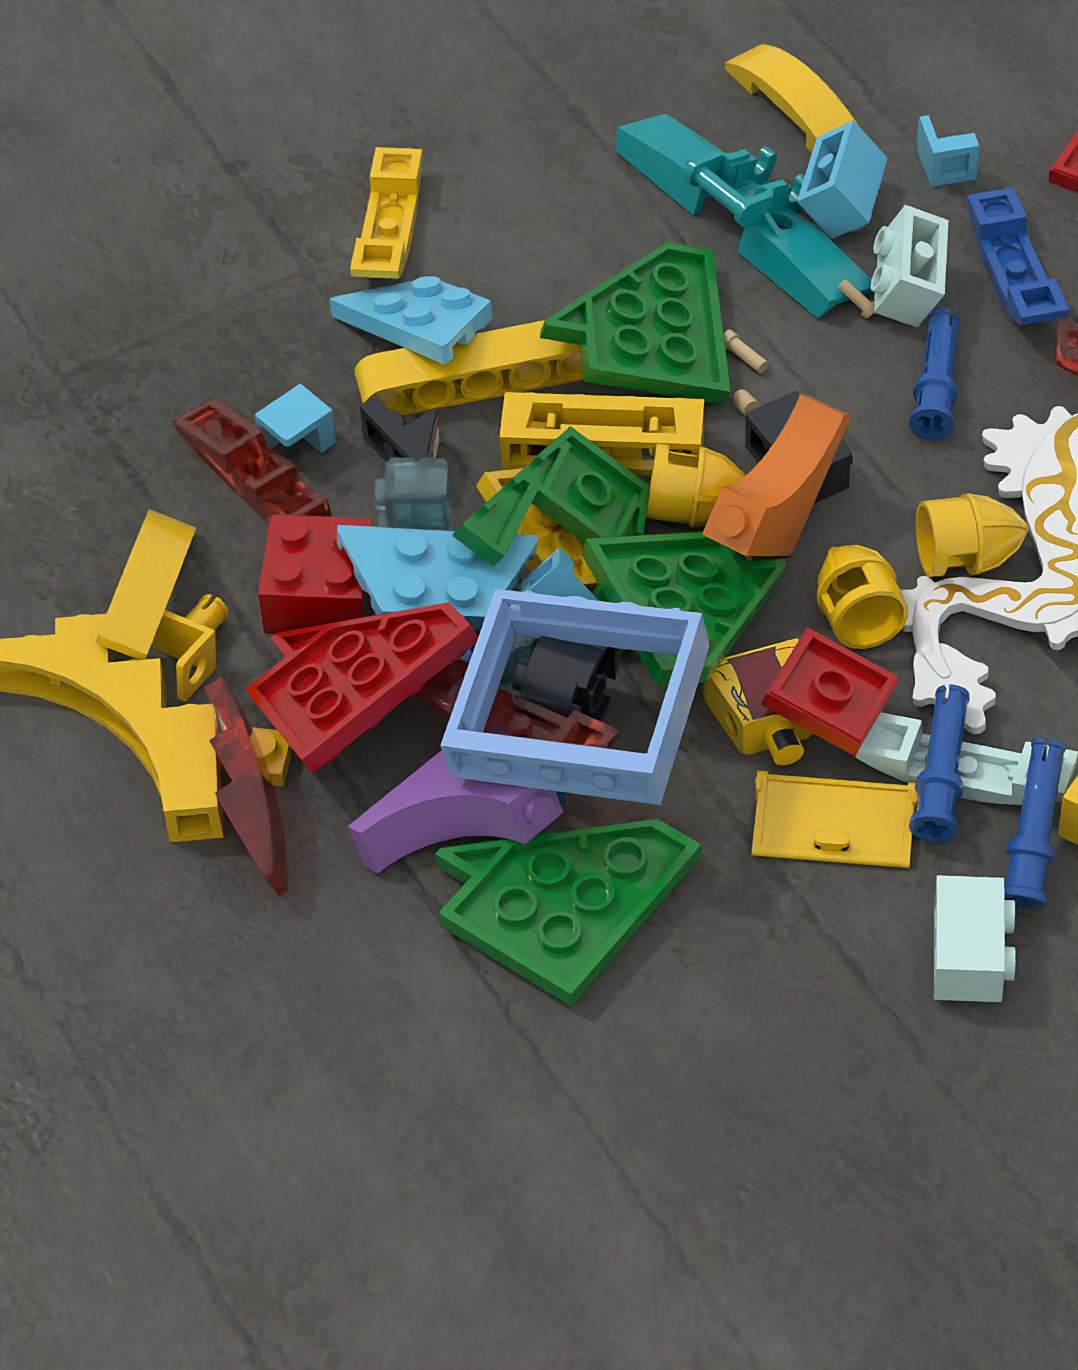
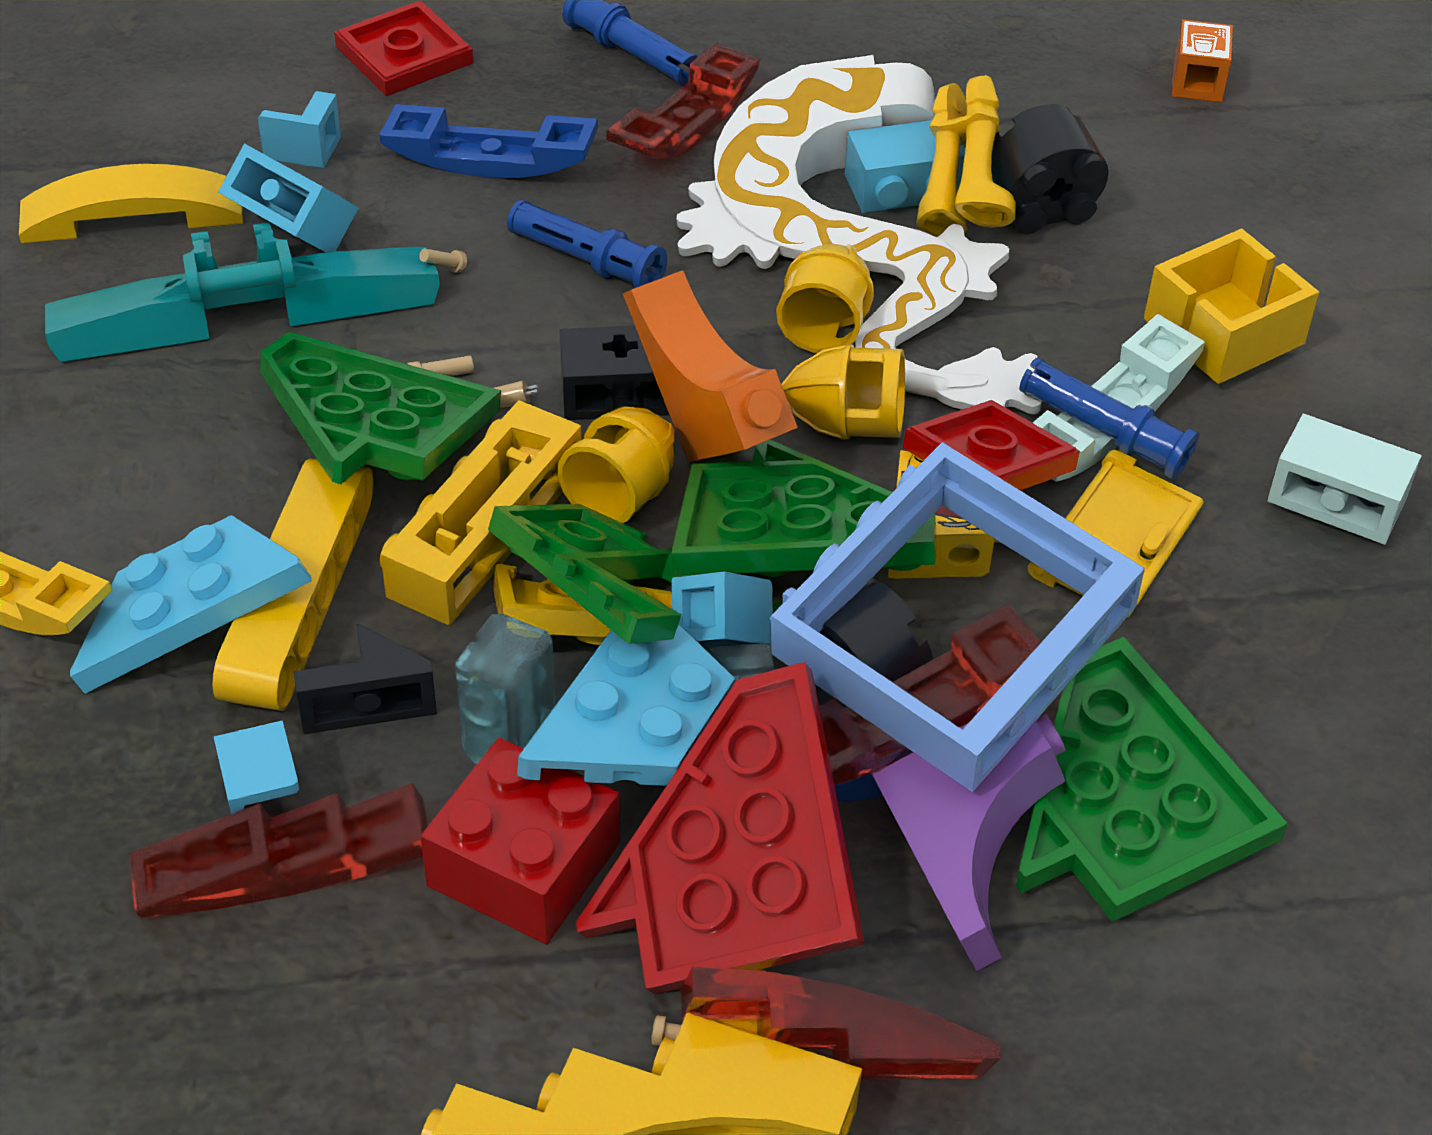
camera: 70 degrees left, 5 degrees down
(146, 585) = (486, 1041): yellow slope -> none
(192, 642) = (532, 1018): yellow bracket -> none
(910, 266) = (448, 198): light aqua brick -> none
(1031, 848) = (1253, 393): blue pin -> none

